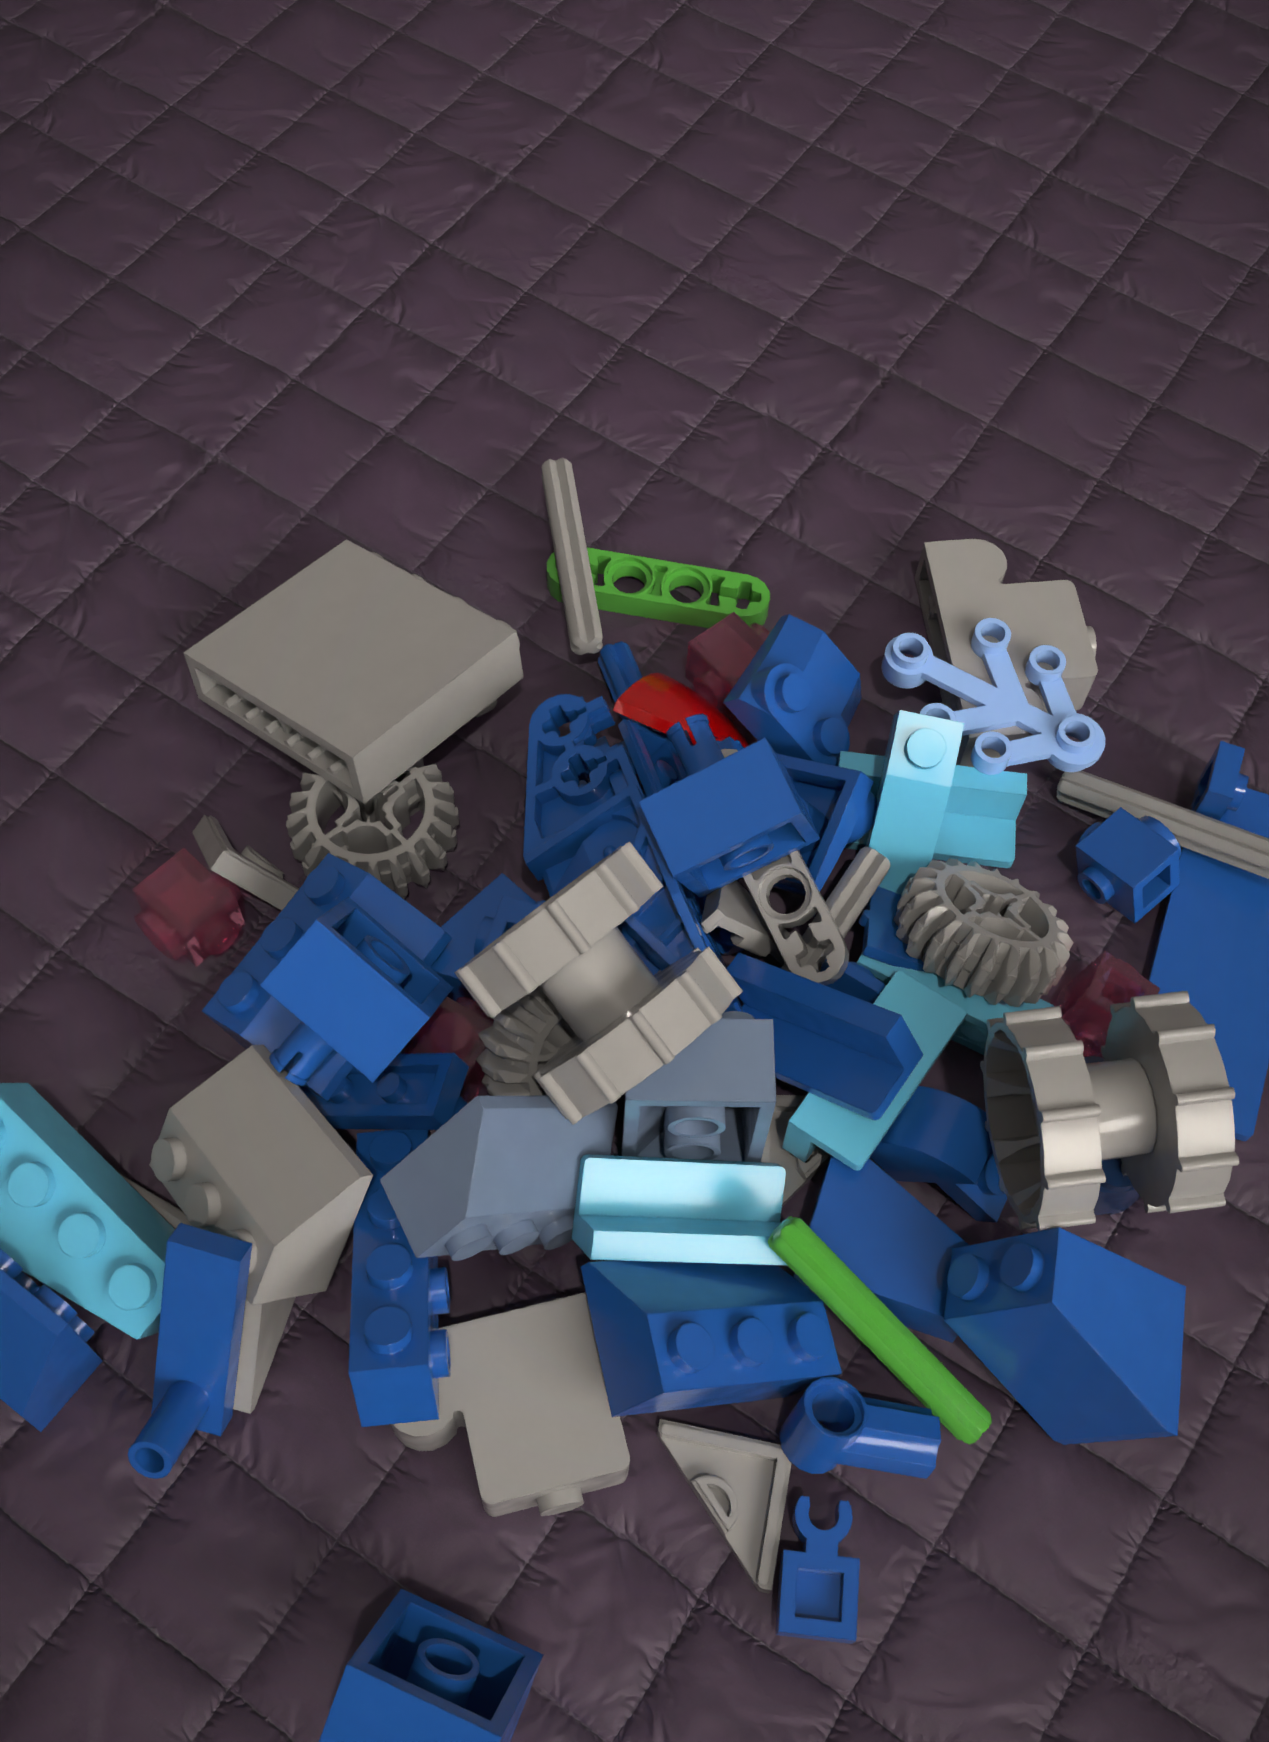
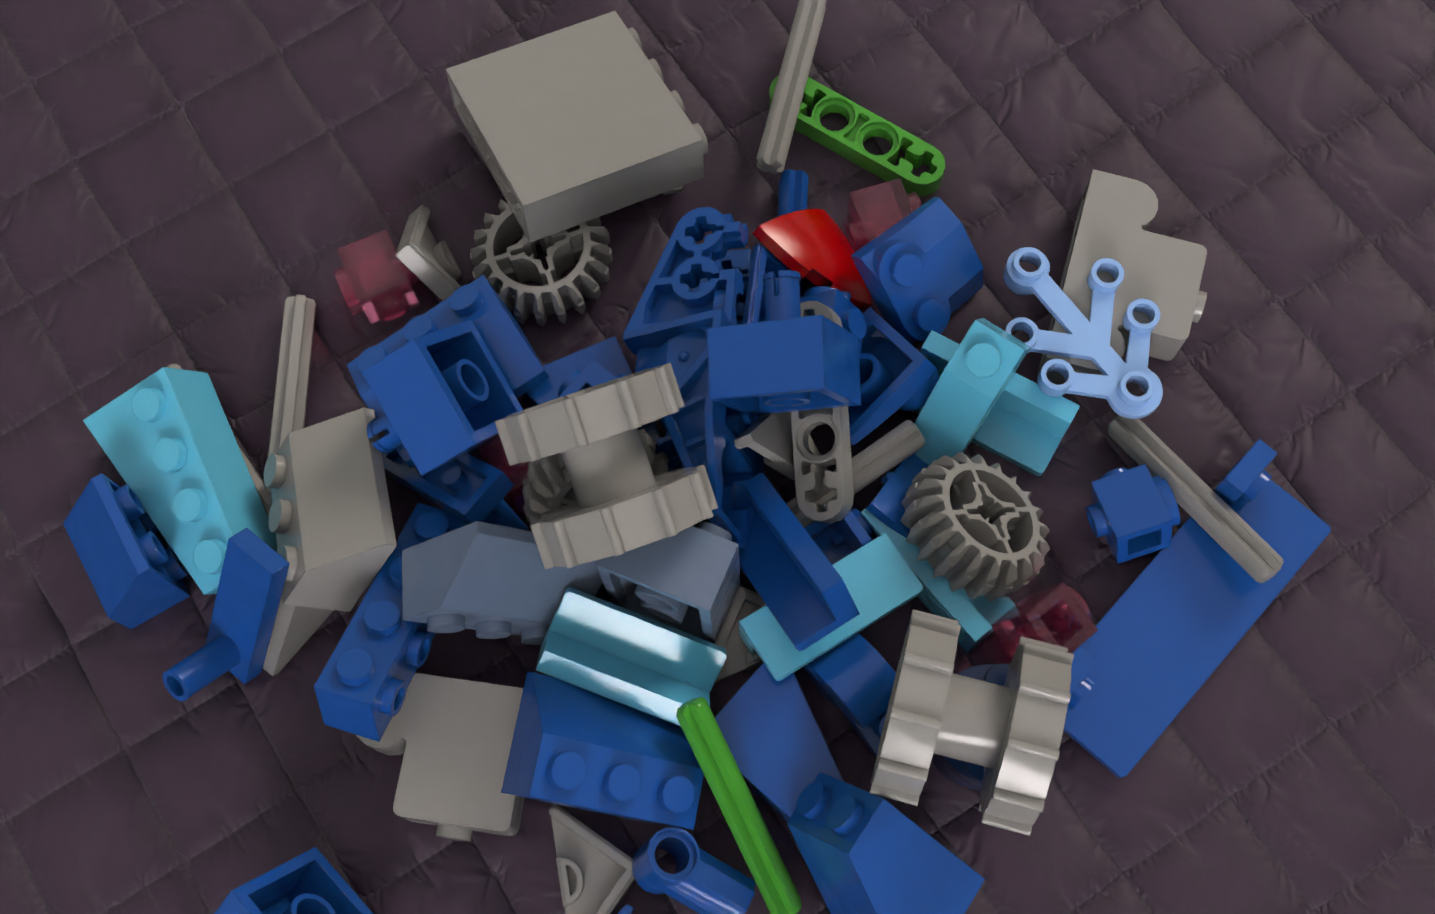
camera: 30 degrees right, 10 degrees up
(129, 1062) = (292, 370): none -> light grey axle

